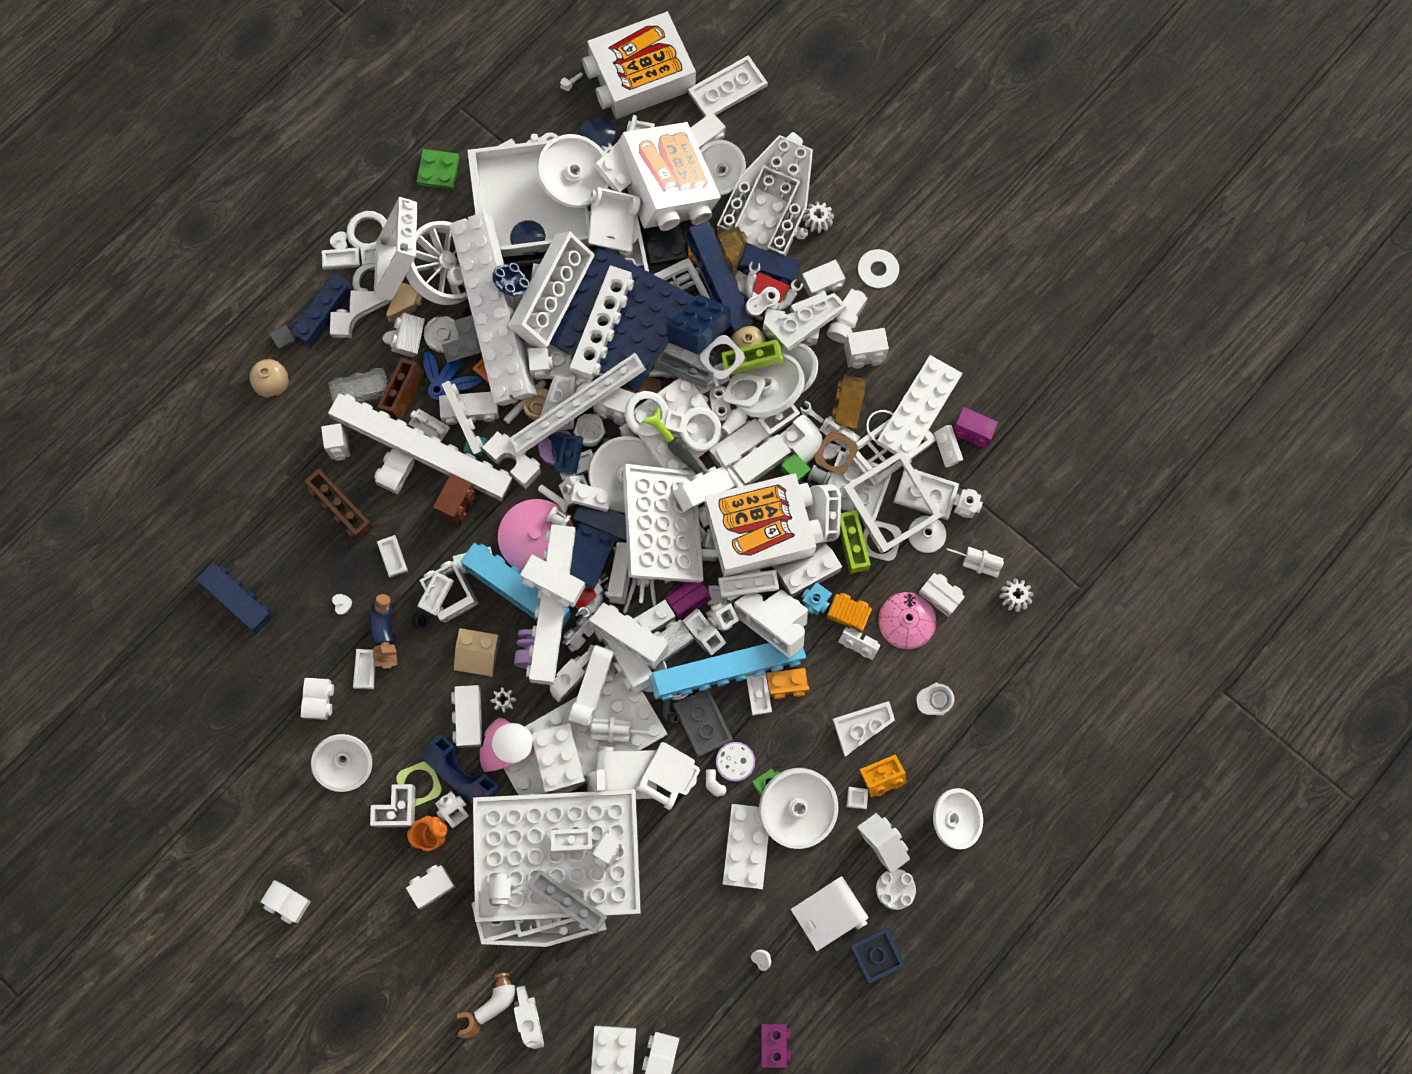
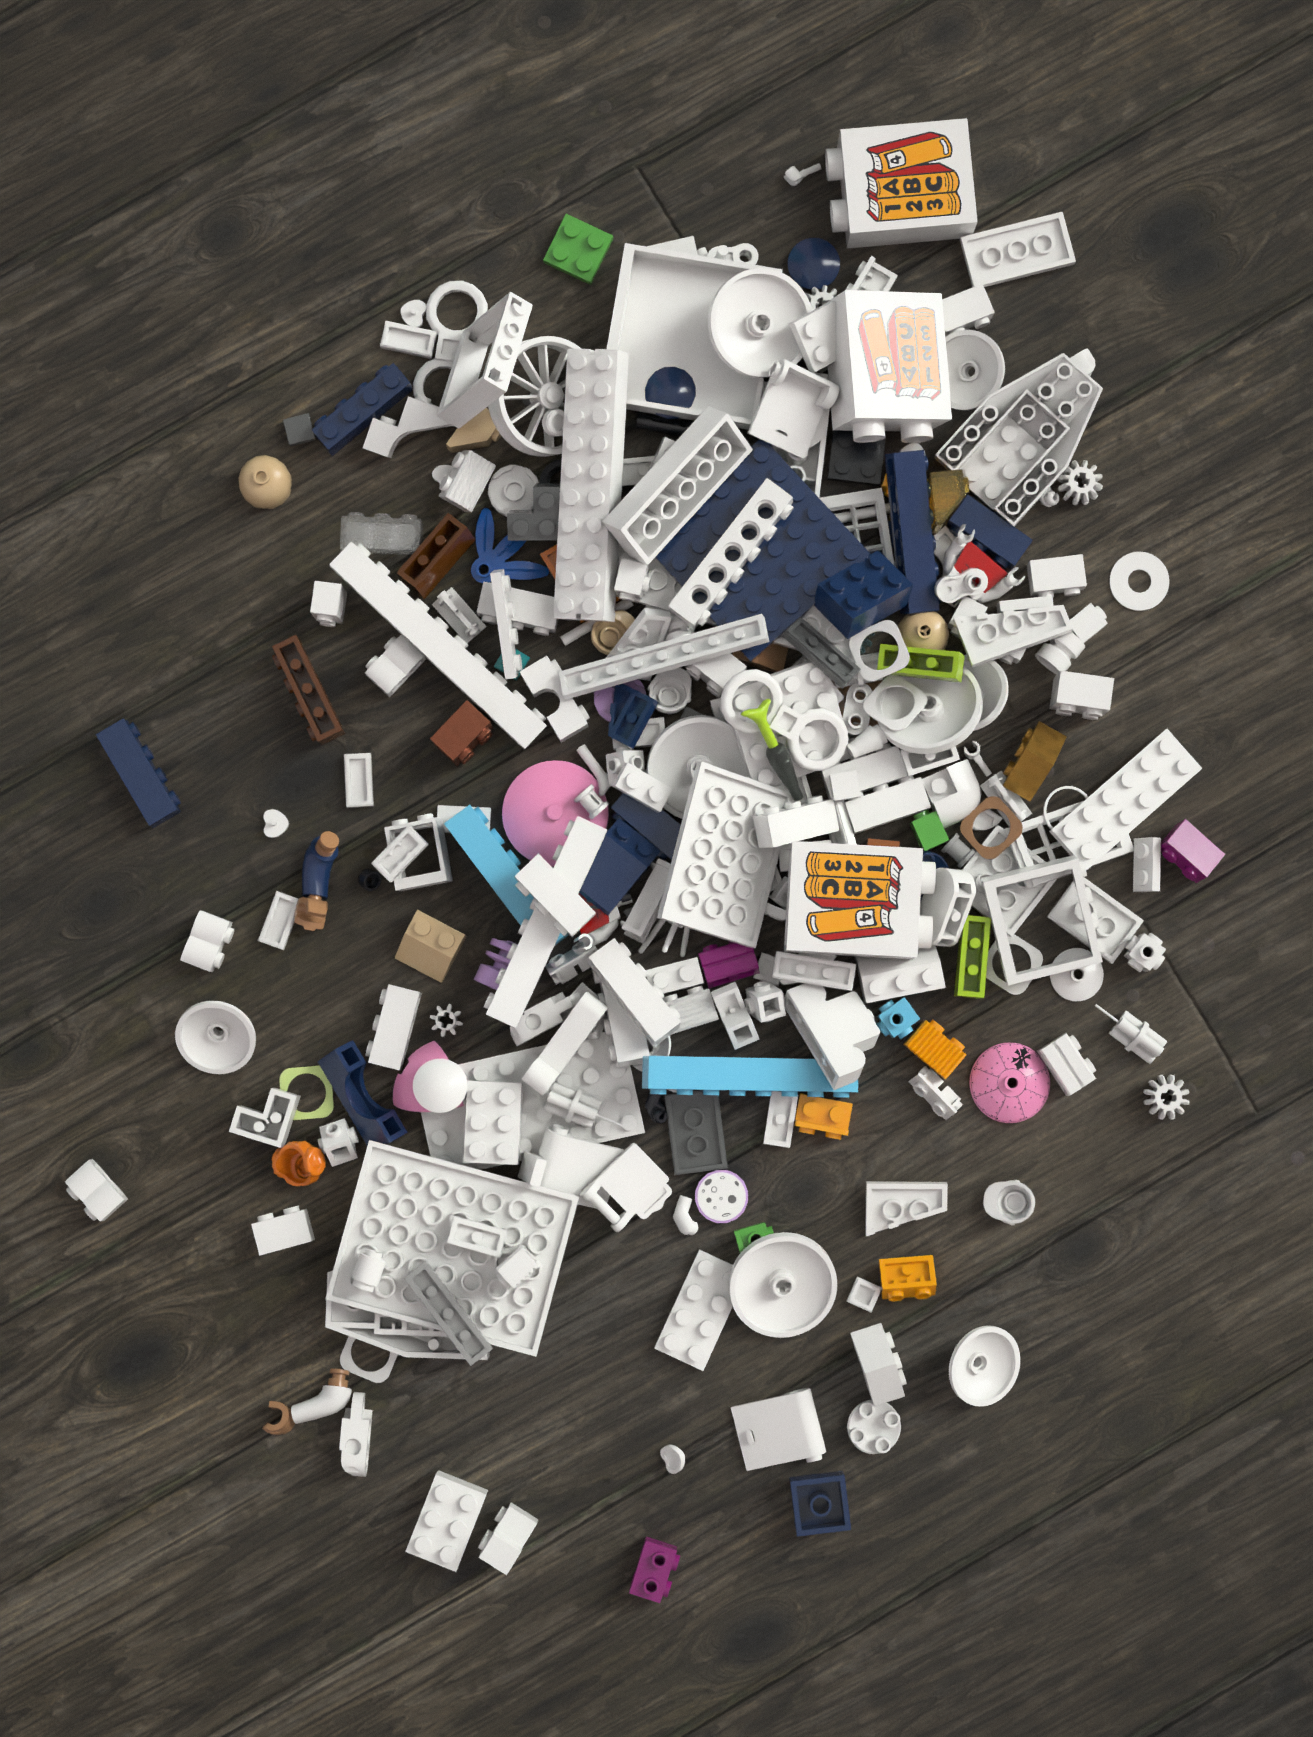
camera: 25 degrees right, 10 degrees up
(510, 280) = (625, 457): dark blue dish -> none
(530, 971) = (375, 1376): none -> white piece

